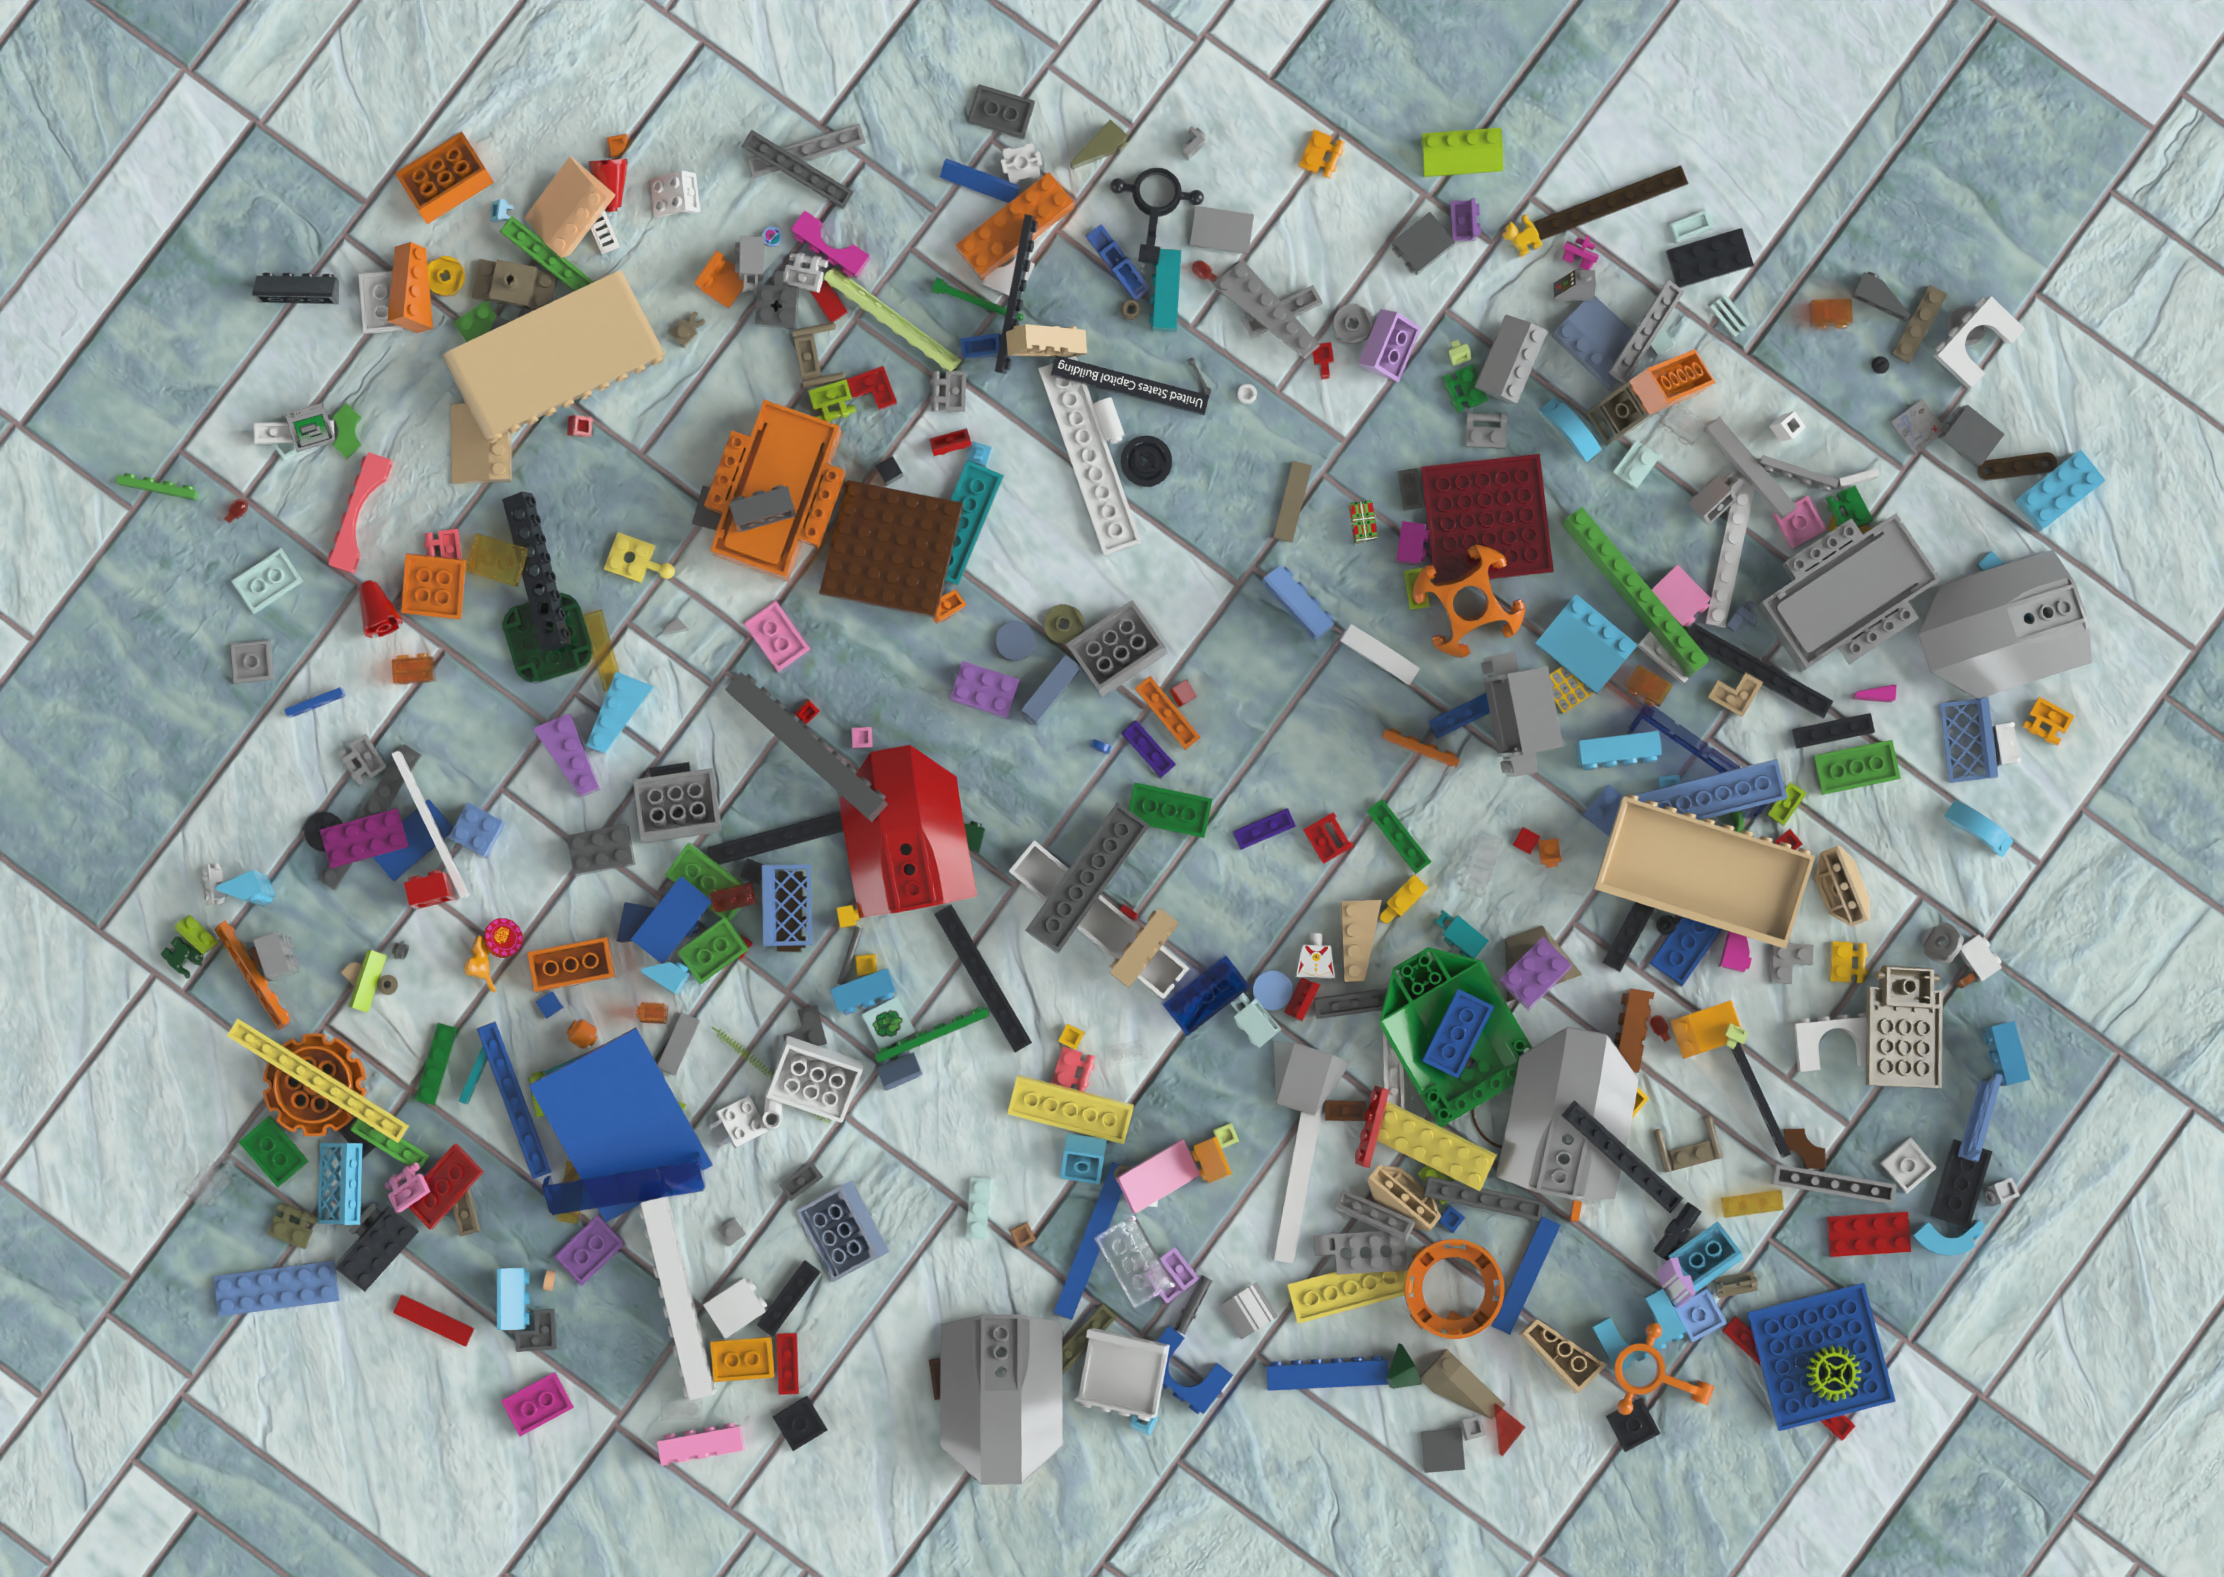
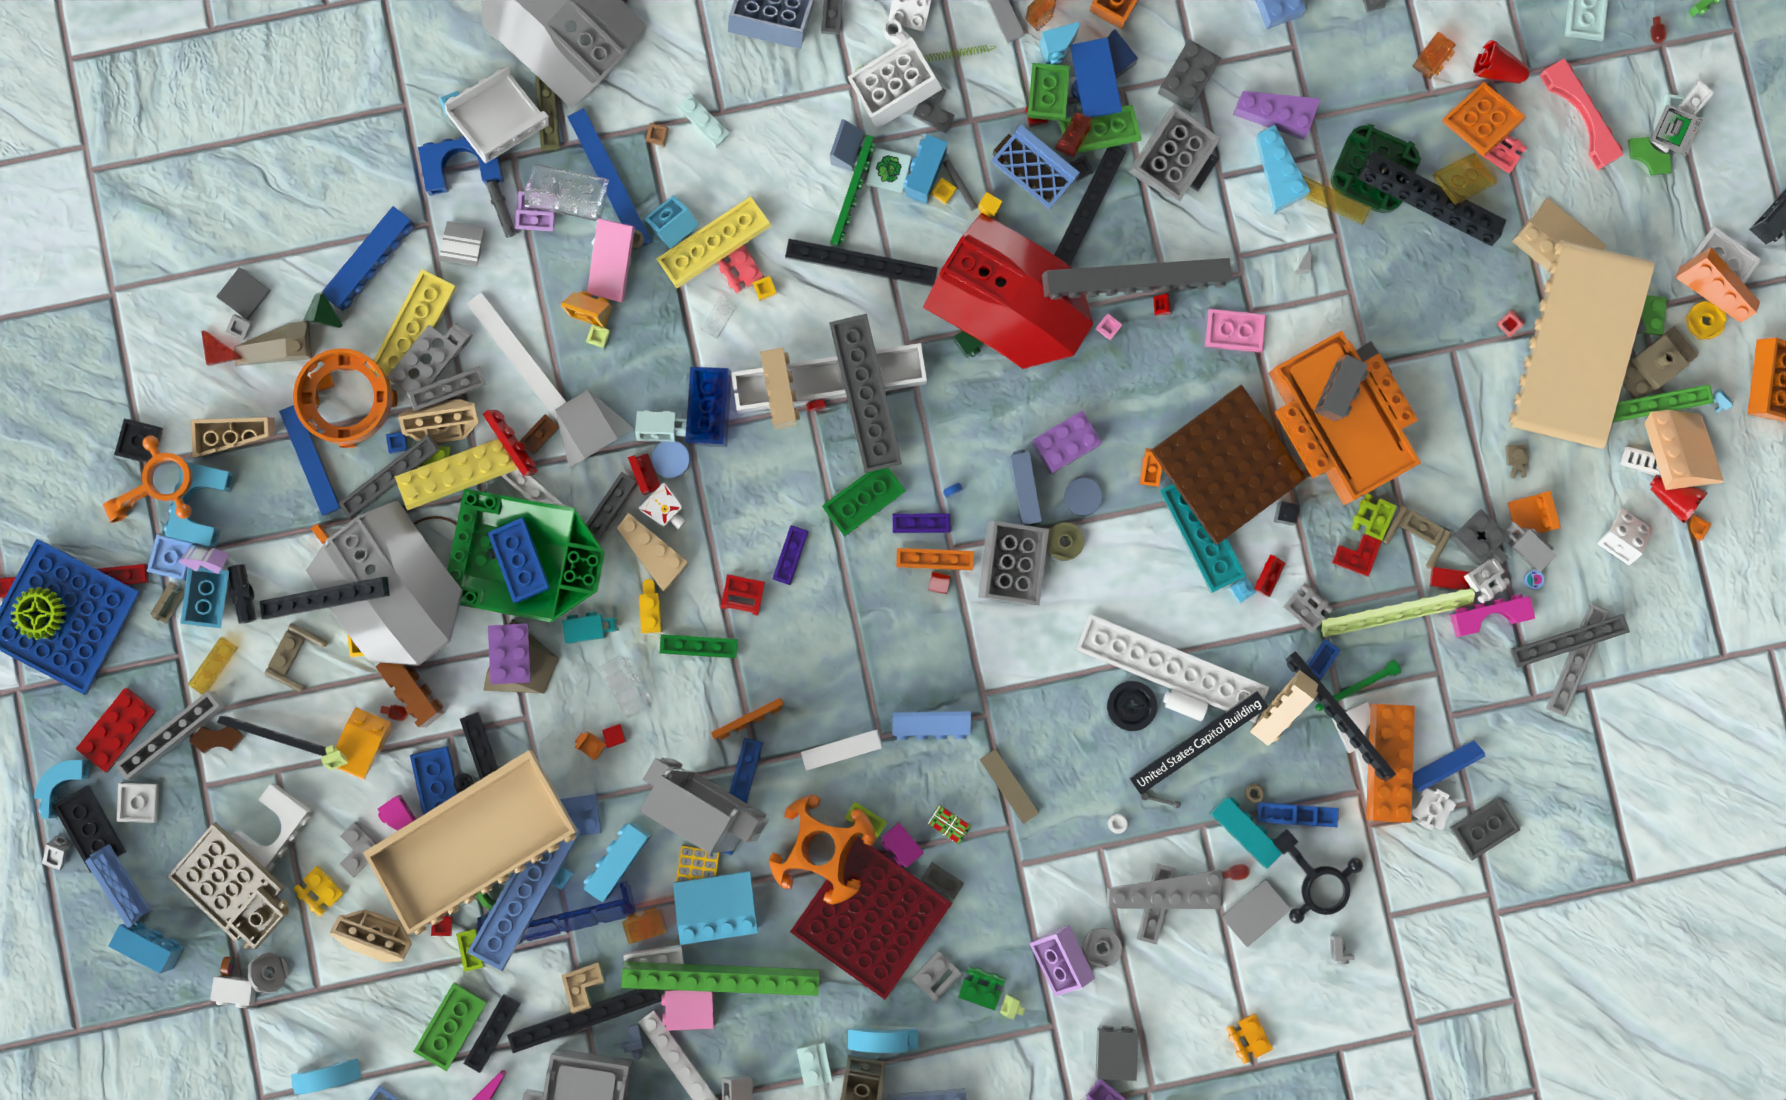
camera: 130 degrees right, 0 degrees up
(637, 569) = (1371, 275): light yellow plate -> none
(1103, 144) = (1396, 881): olive slope -> none
(1323, 356) = (1096, 904): red plate -> none
(1511, 359) = (973, 1042): light grey slope -> none

